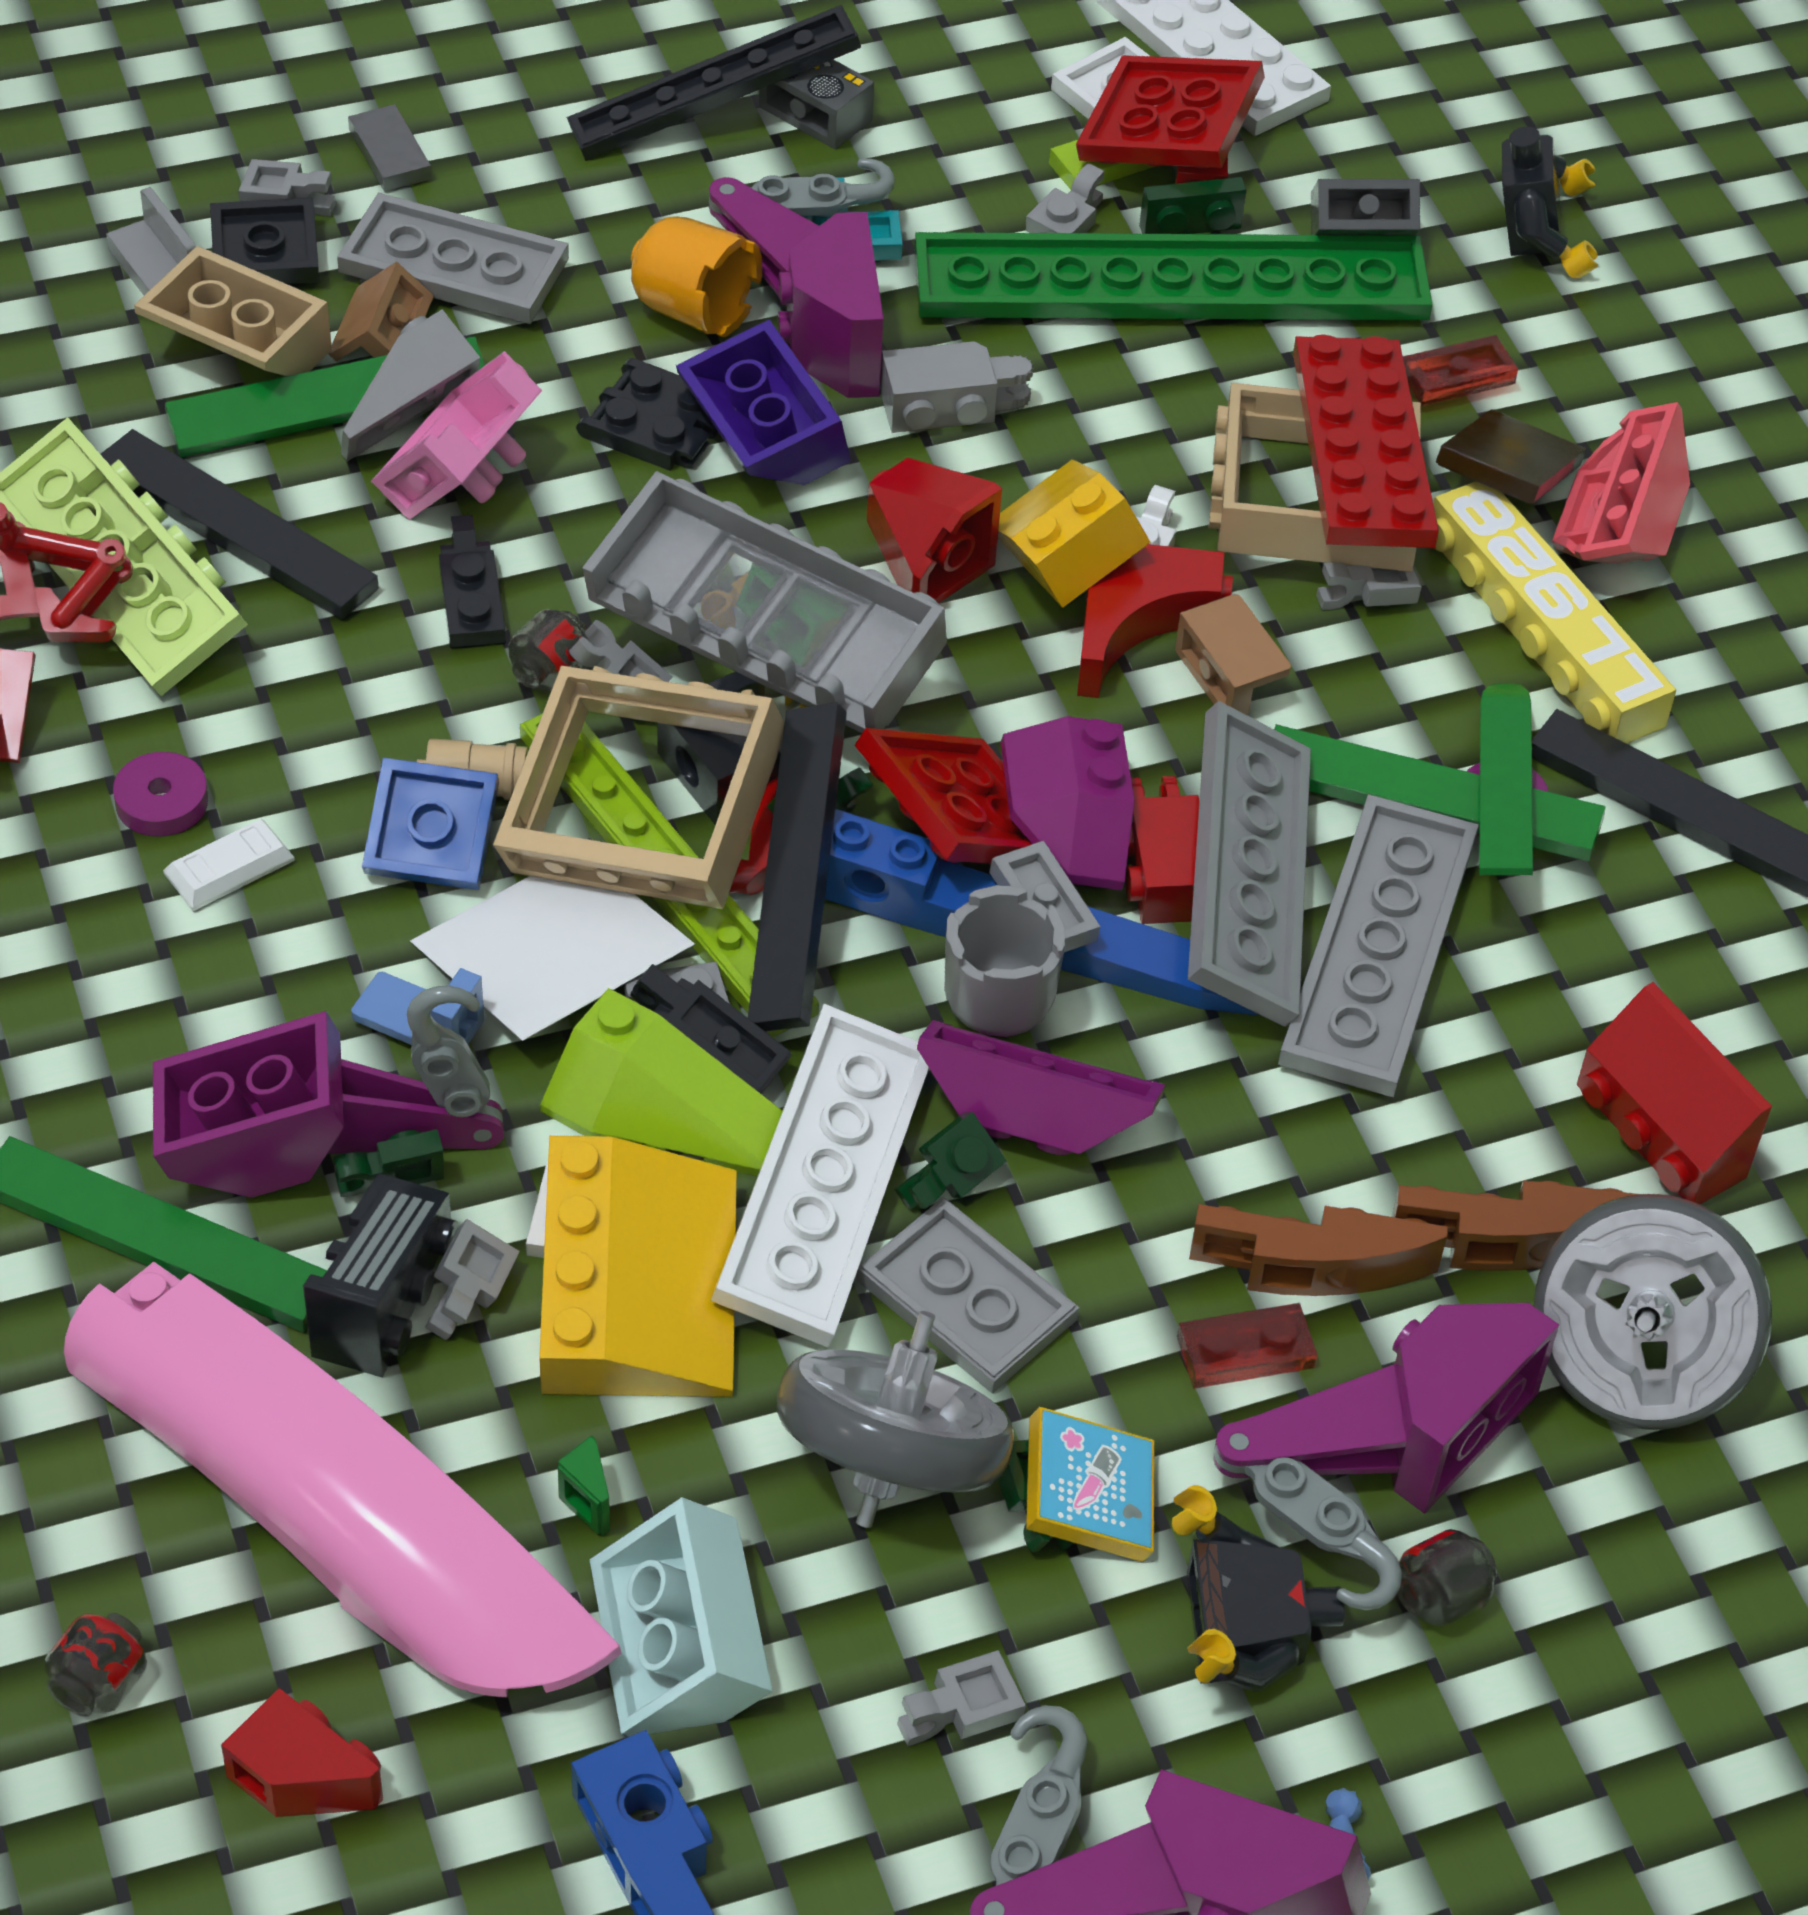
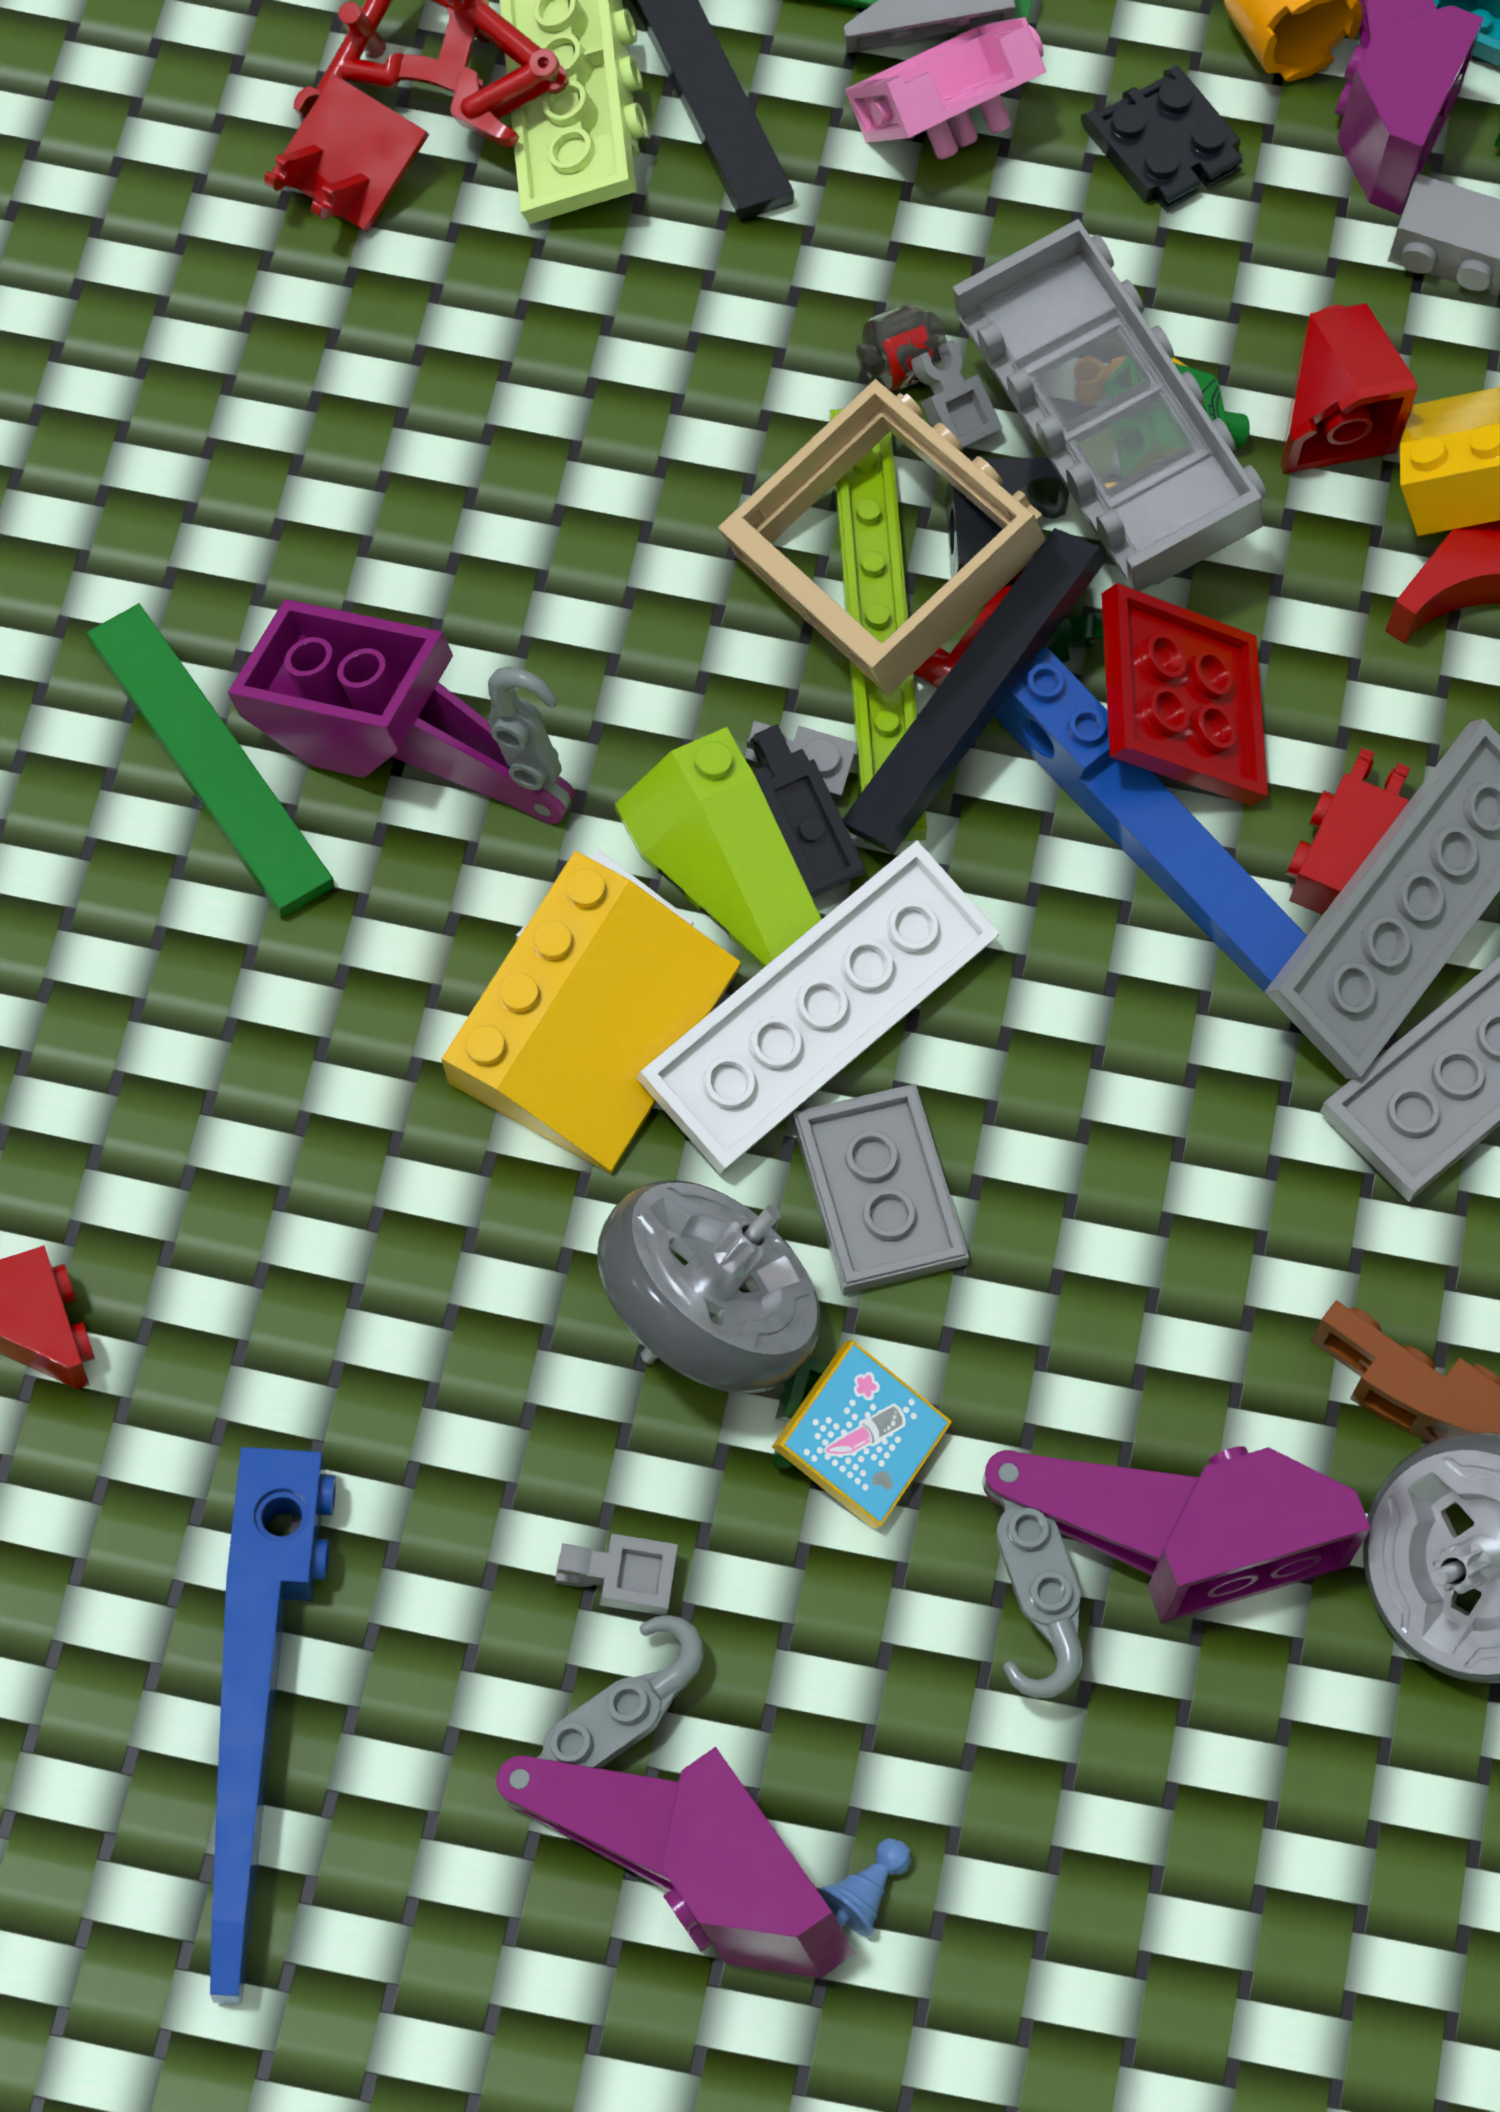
camera: 30 degrees right, 15 degrees up
(160, 814) = (468, 347): magenta piece -> none
(228, 864) = (487, 425): white tile -> none
(334, 1486) = (201, 1085): bright pink slope -> none
(379, 1275) = (367, 899): black wedge -> none
(387, 999) = (557, 656): medium blue bracket -> none
(405, 1156) = (453, 800): dark green plate -> none
(430, 823) = (680, 476): plate -> none
(463, 754) = (750, 433): tan piece -> none
(470, 588) = (874, 243): black hinge -> none
(474, 1271) = (451, 938): light grey plate -> none
(551, 948) = (714, 655): white sticker -> none
(584, 1486) = (423, 1191): green slope -> none
(683, 1621) = (424, 1365): light aqua slope -> none
(767, 407) = (1262, 184): dark purple slope -> none
(956, 1160) = (950, 1053): dark green plate -> none
(1003, 961) = (1102, 882): light grey cylinder -> none
(1033, 1092) = (1061, 1020): magenta wedge -> none
(1047, 883) = (1185, 835): light grey plate -> none
(1074, 793) = (1289, 739): magenta wedge -> none
(1246, 1345) = (1102, 1374): clear red plate -> none
(1247, 1599) = (926, 1624): torso -> none
(1339, 1257) = (1245, 1336): dark orange slope -> none
(1447, 1577) = (1125, 1700): clear smoke head -> none

